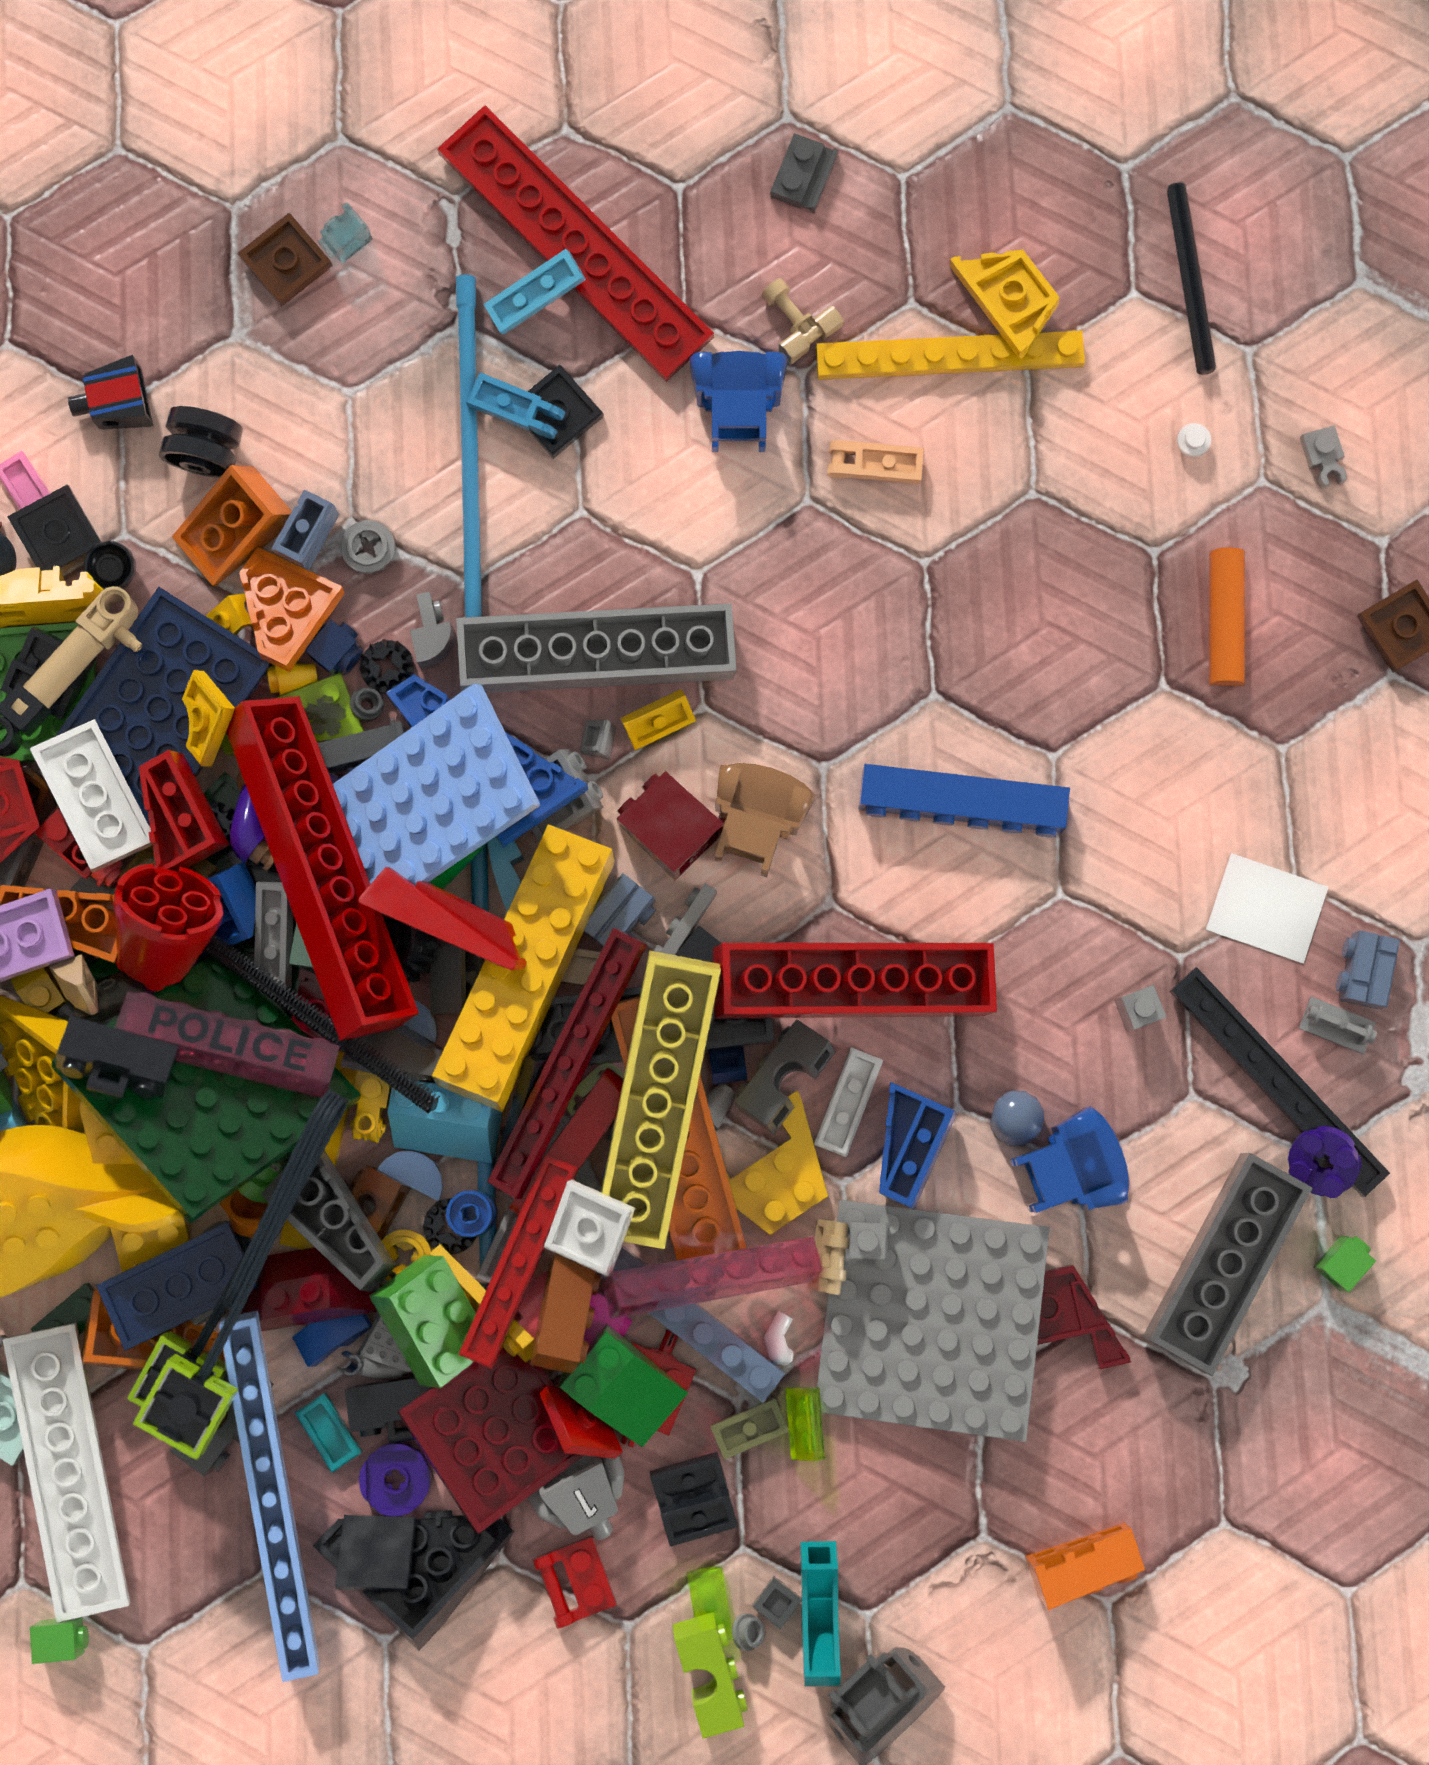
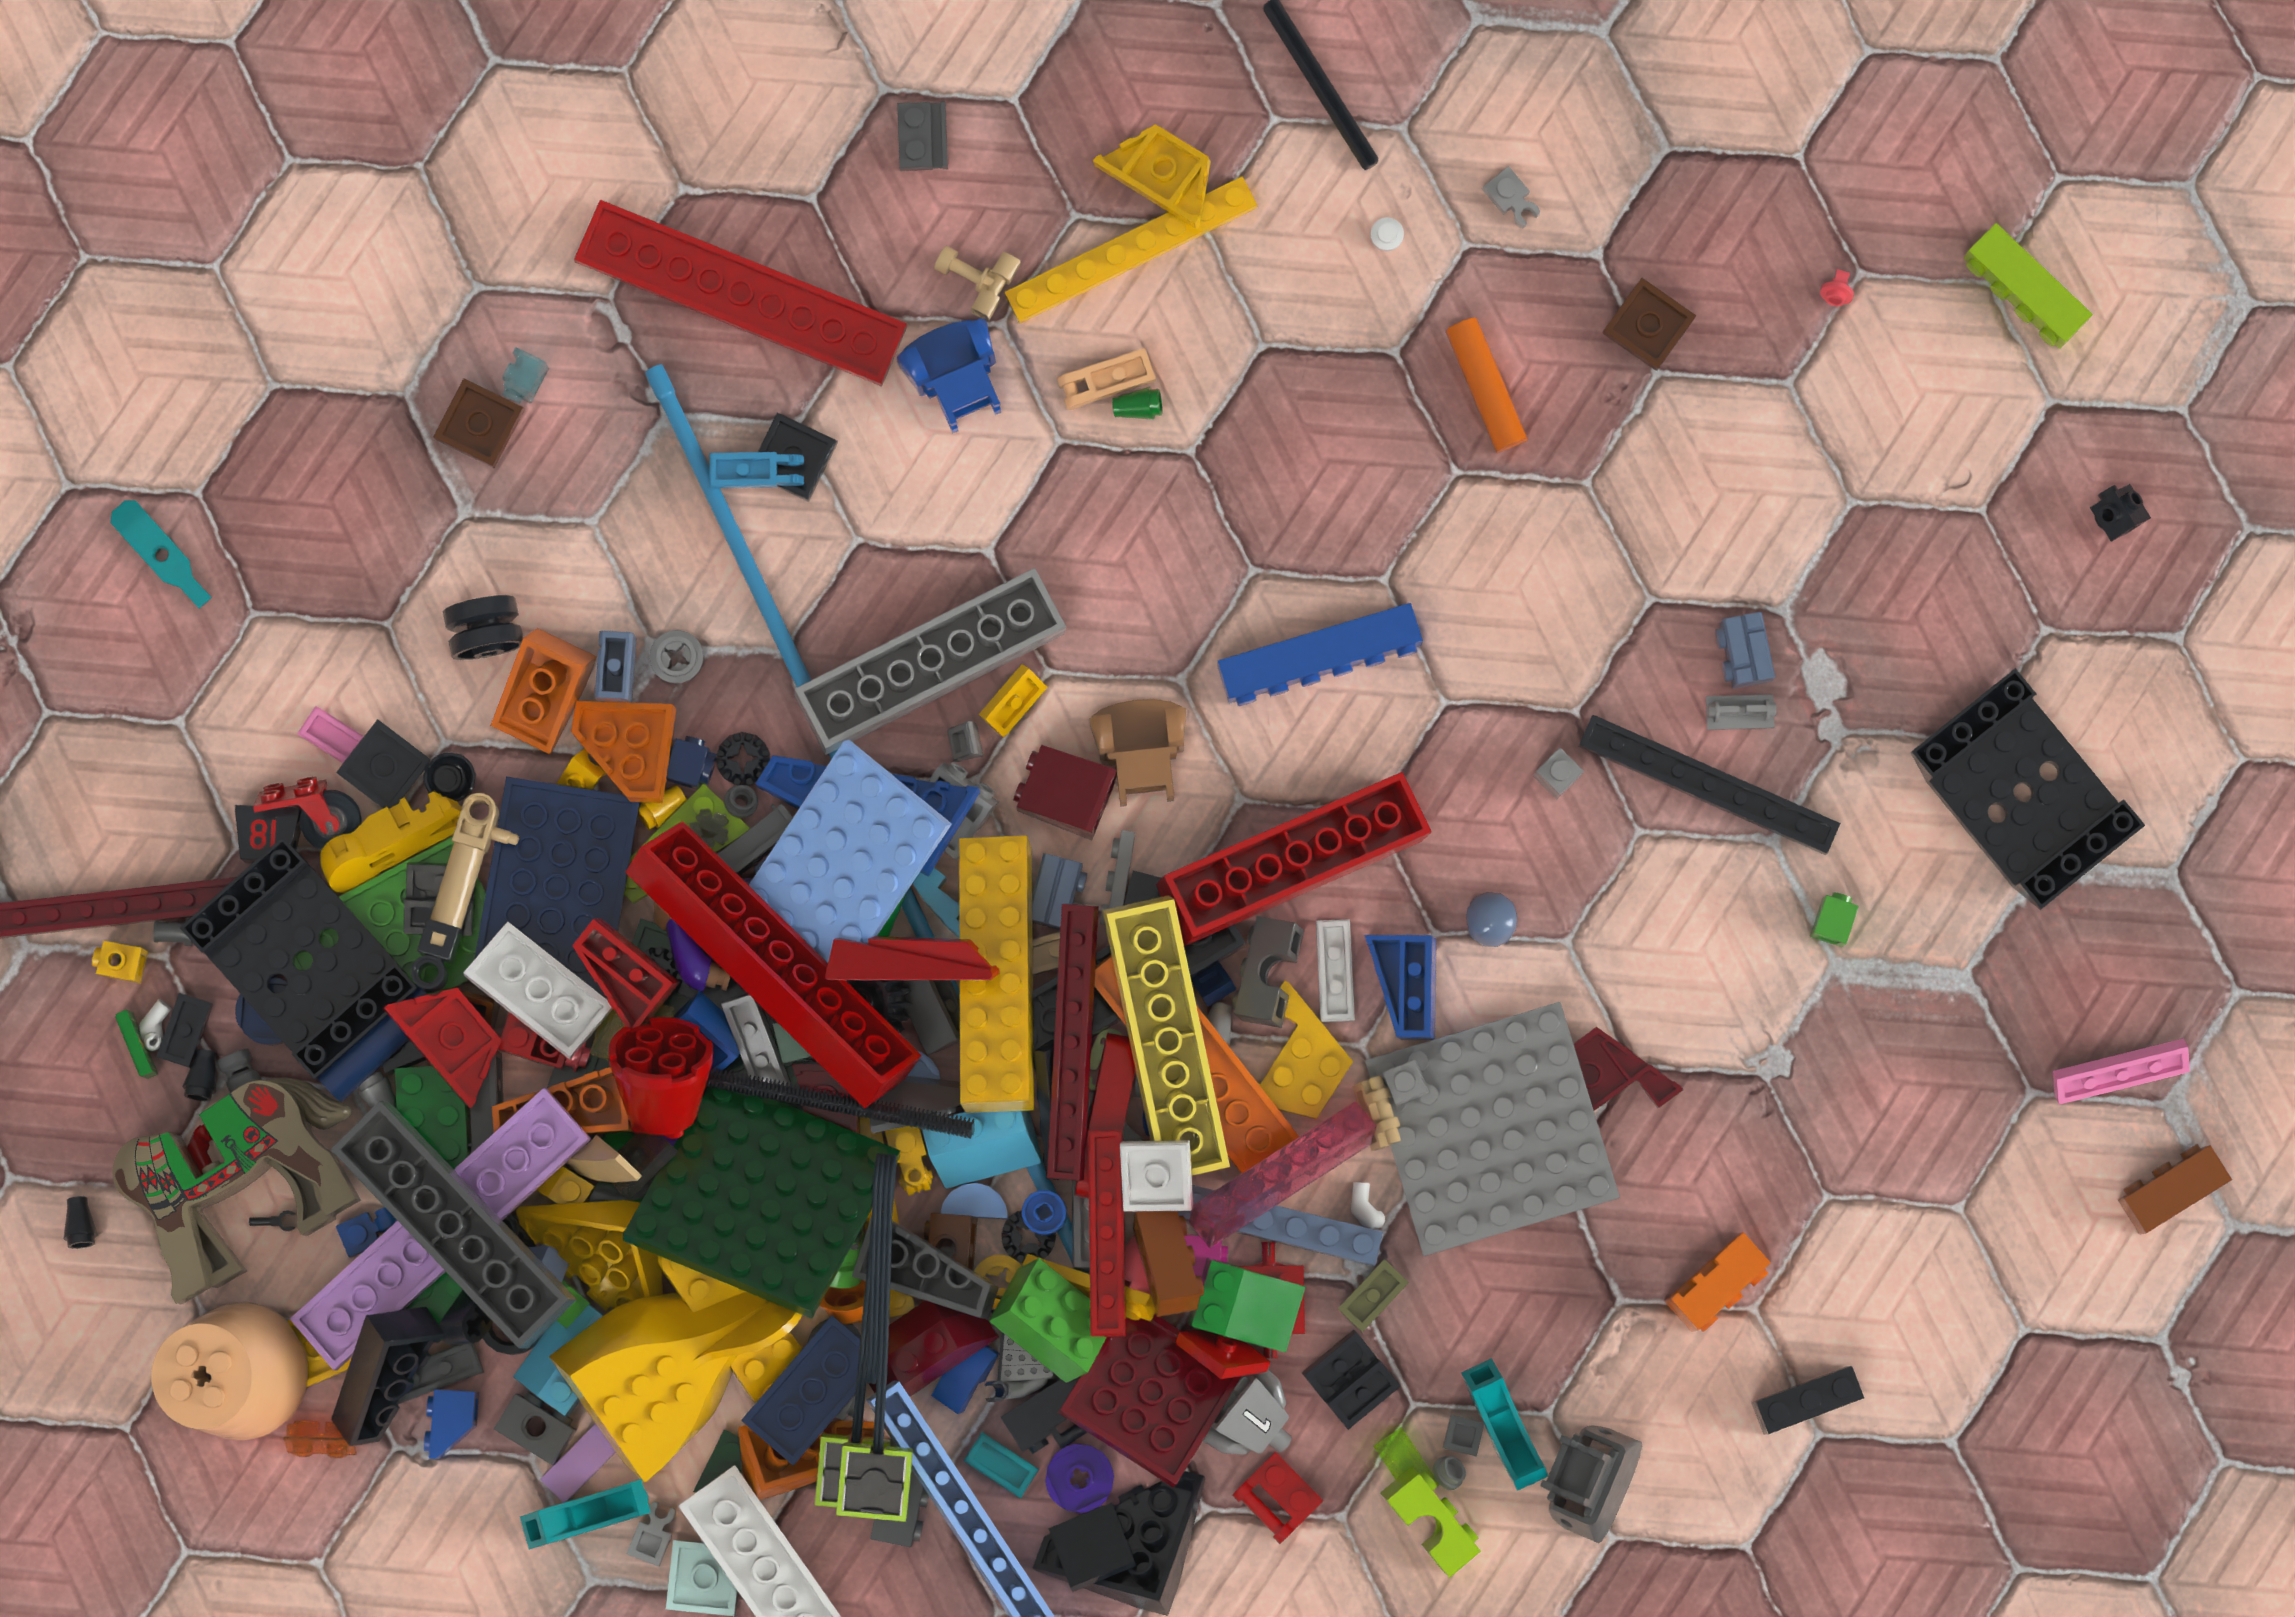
camera: 25 degrees left, 0 degrees up
(114, 396) = (379, 619): torso -> none
(115, 1059) = (681, 1206): black piece -> none
(208, 717) = (611, 875): yellow tile -> none
(232, 1044) = (767, 1155): clear pink brick -> none
(435, 639) = (777, 716): light grey brick -> none
(534, 291) = (725, 356): medium azure plate -> none
(805, 1423) = (1420, 1269): clear neon green plate -> none
(895, 497) = (1138, 404): none -> green cone
(1078, 1165) = (1563, 935): blue piece -> none
(1123, 1718) = (1807, 1400): none -> black brick
(1227, 1263) = (1729, 965): flat silver brick -> none
(1267, 908) = (1634, 633): white sticker -> none
(1342, 1154) = (1774, 856): dark purple plate -> none

